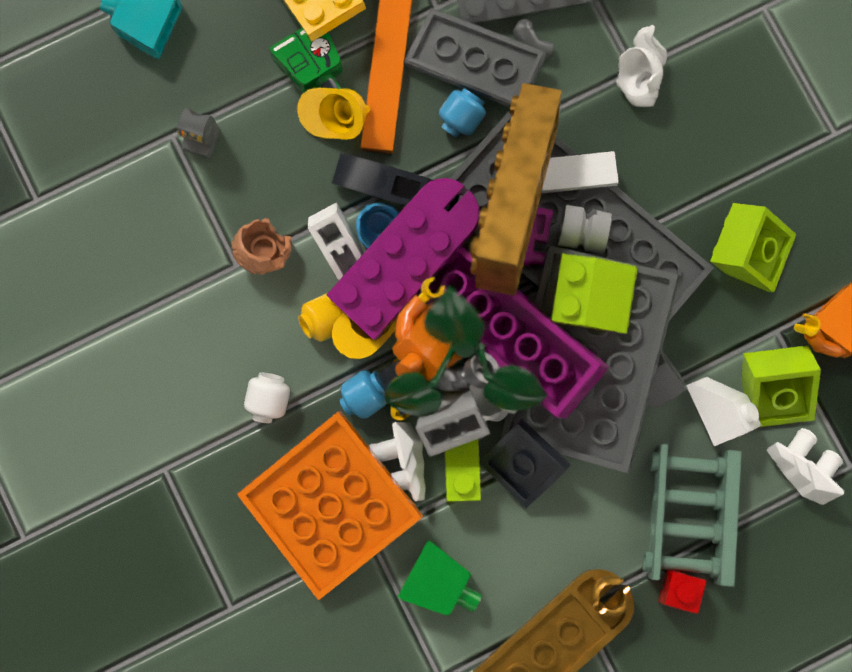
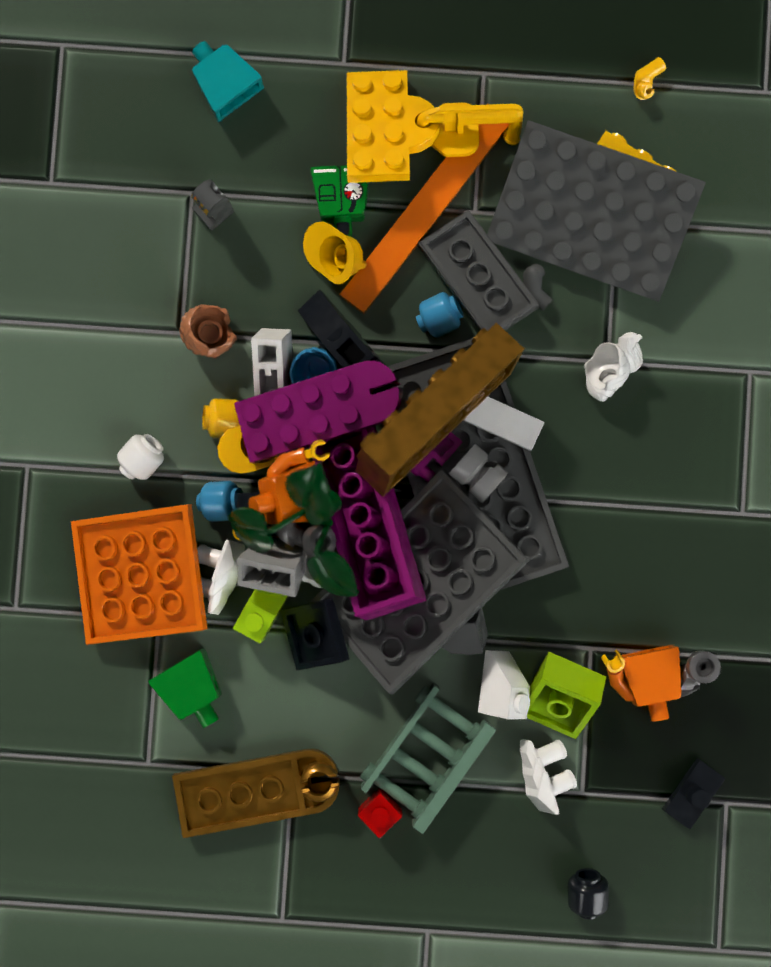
camera: 30 degrees right, 5 degrees up
(594, 293) = (449, 533): lime slope -> none
(753, 246) = (613, 568): lime slope -> none

